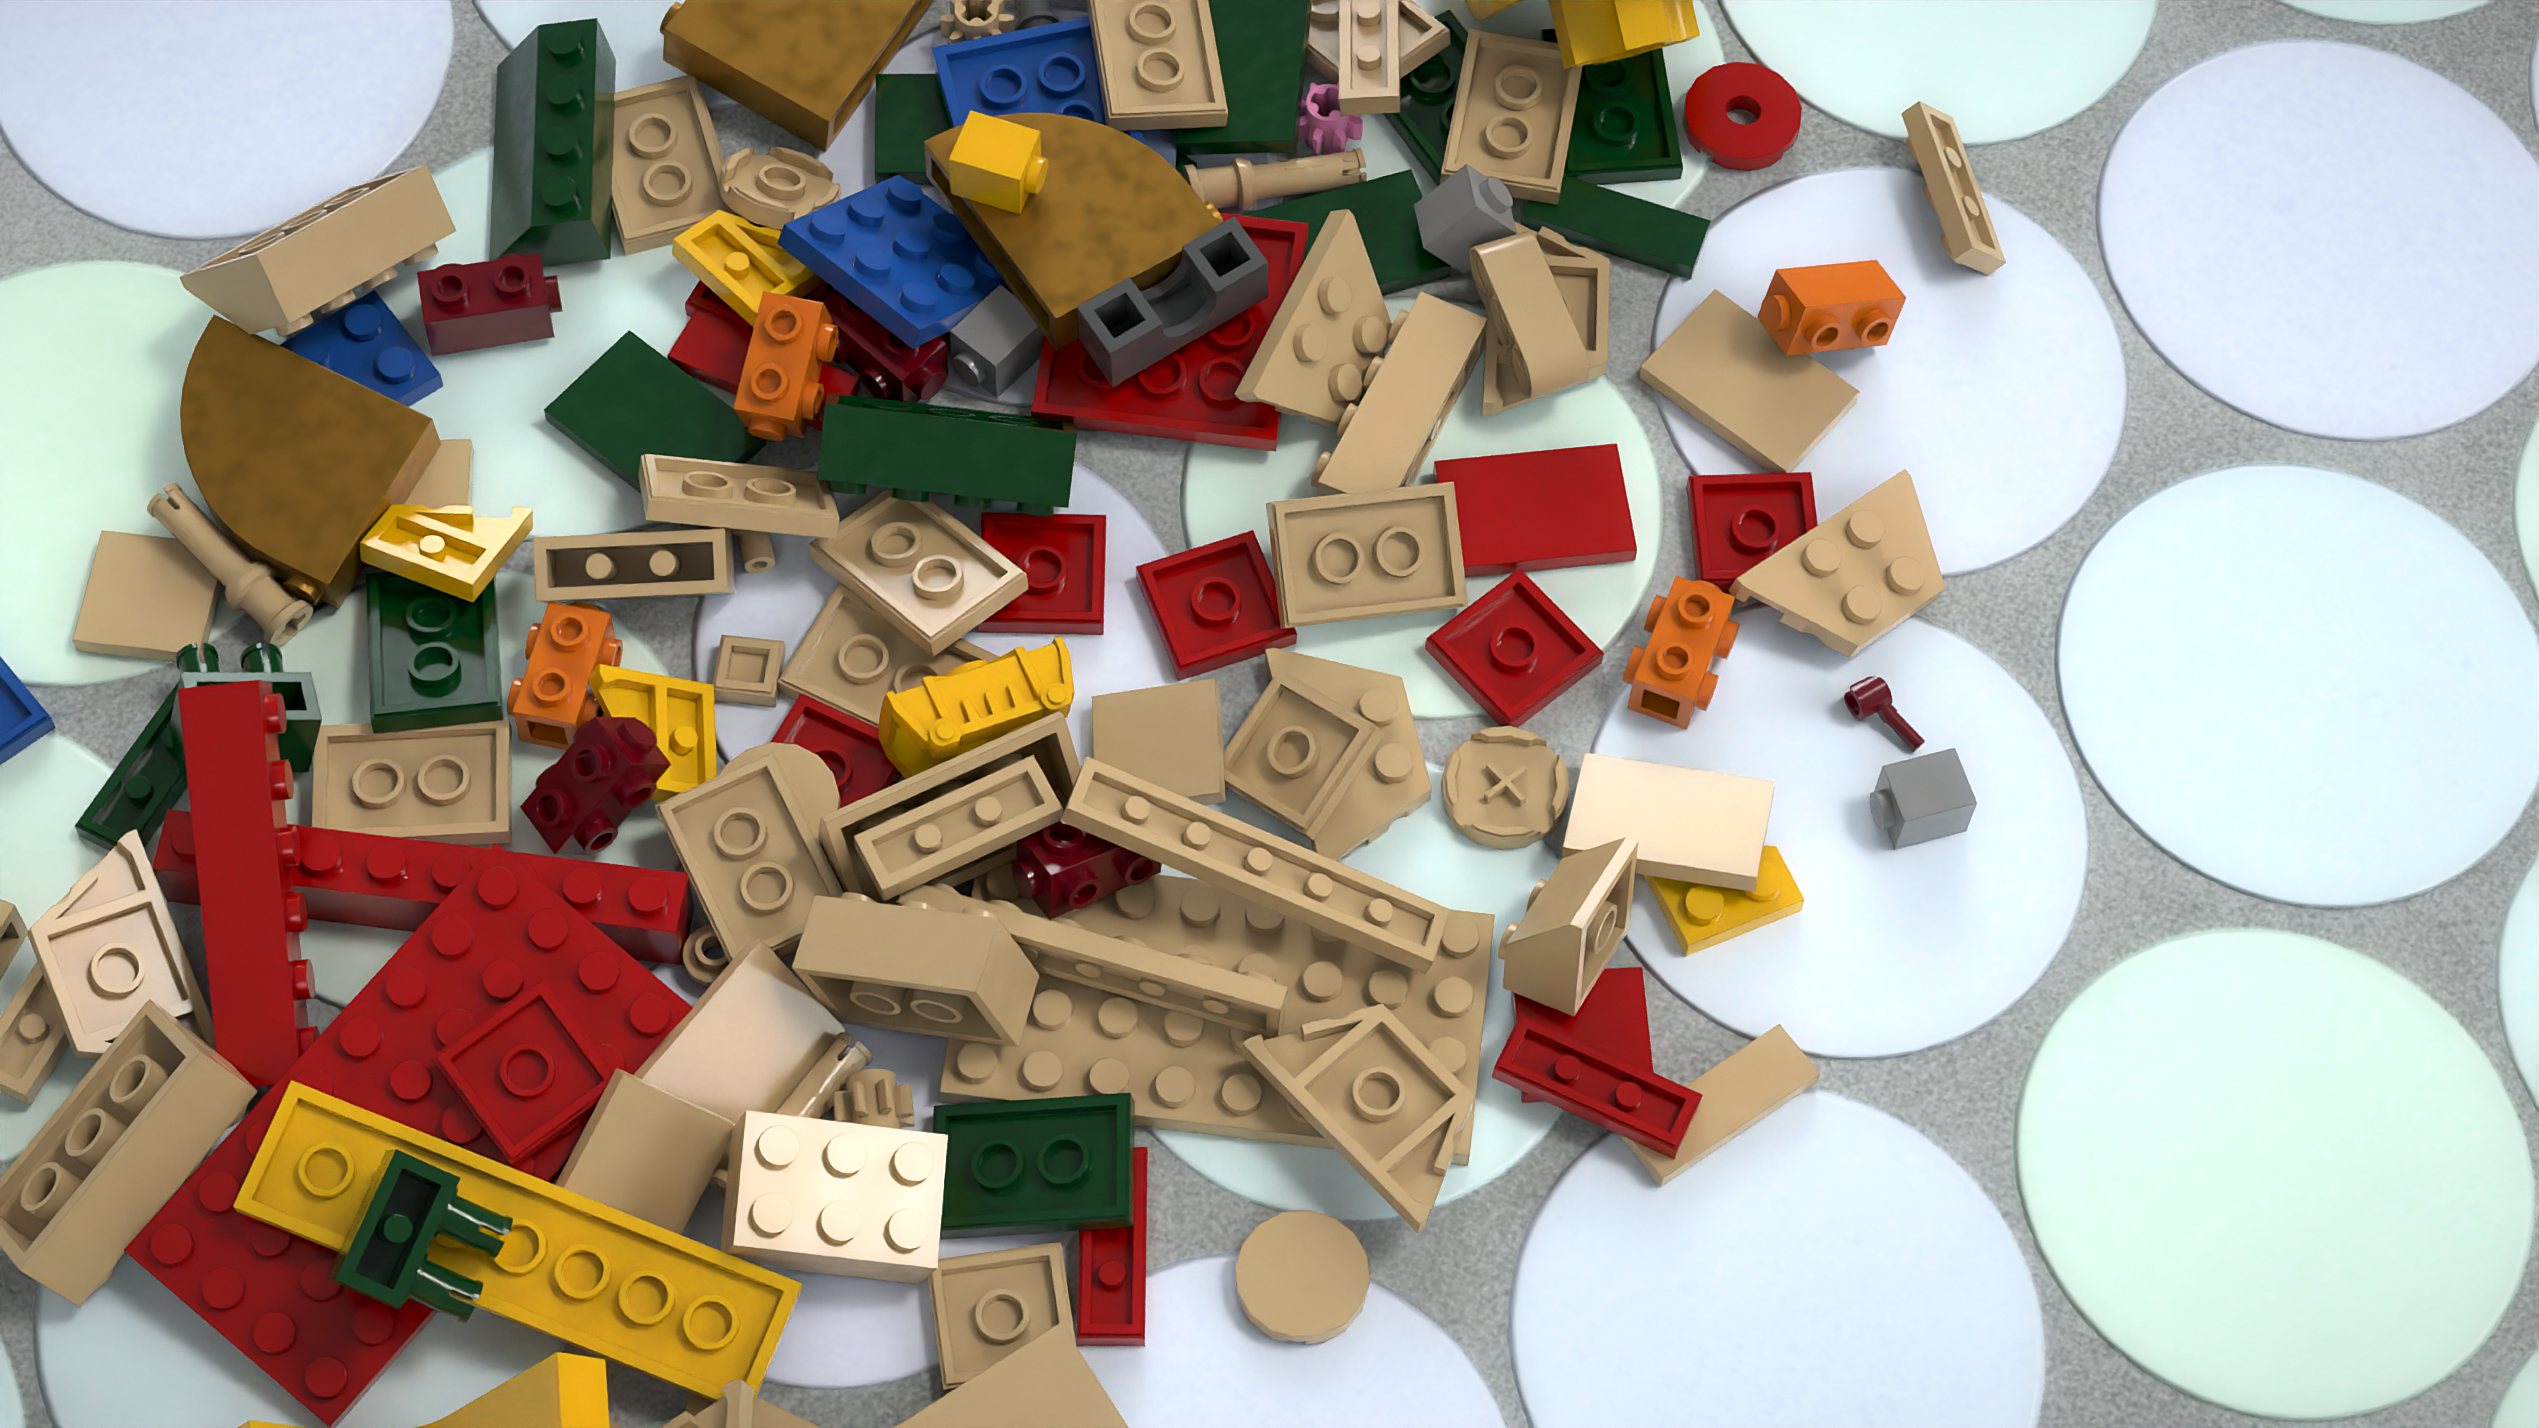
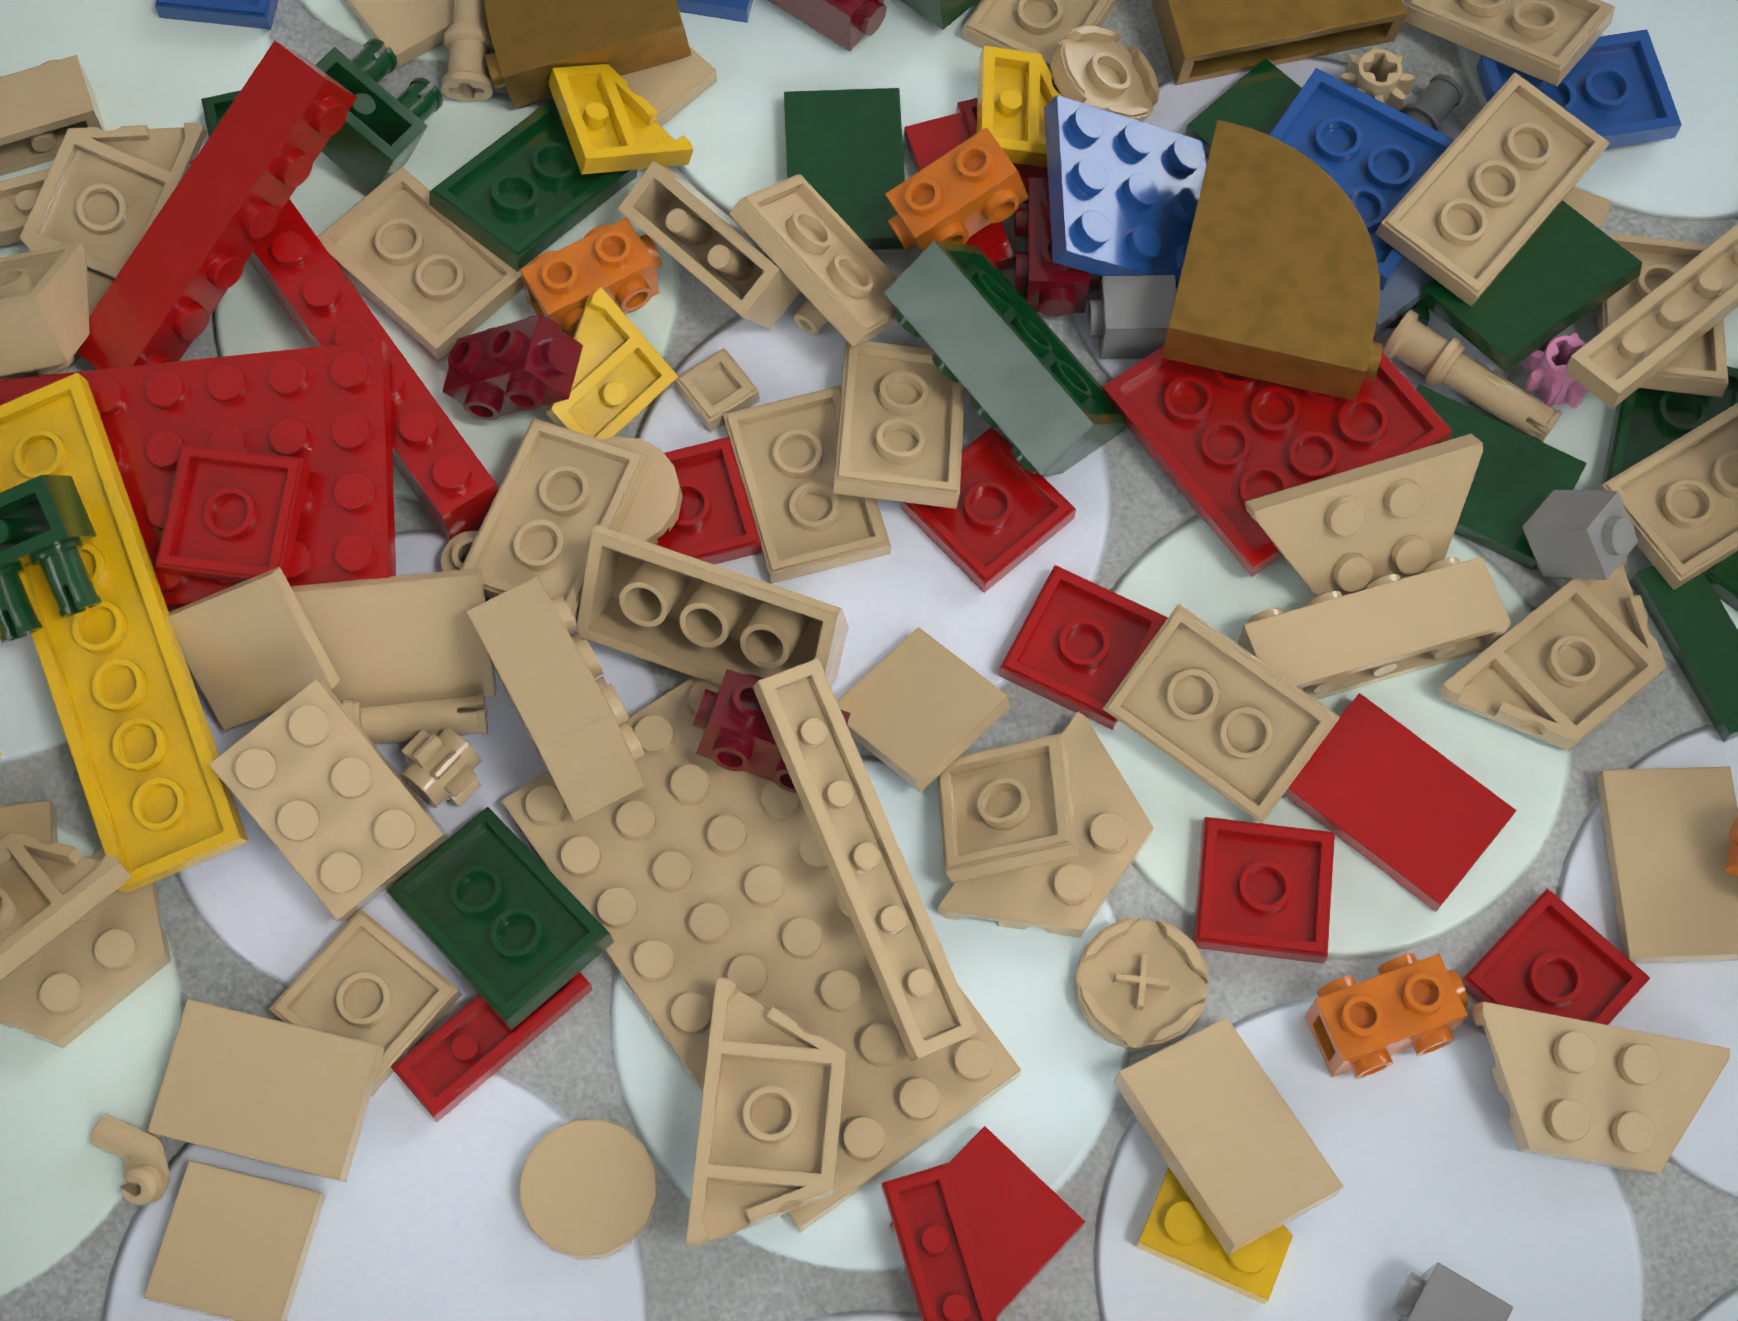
camera: 50 degrees right, 5 degrees up
(958, 828) = (682, 623): tan plate -> none
(974, 706) = (817, 558): yellow piece -> none
(997, 162) = (1242, 174): yellow brick -> none
(1128, 965) = (703, 834): tan plate -> none
(1213, 283) = (1232, 392): dark grey arch -> none
(1529, 314) = (1546, 649): tan beam -> none
(1571, 926) = (1053, 1139): tan slope -> none
(1874, 696) = (1503, 1198): dark red hand -> none

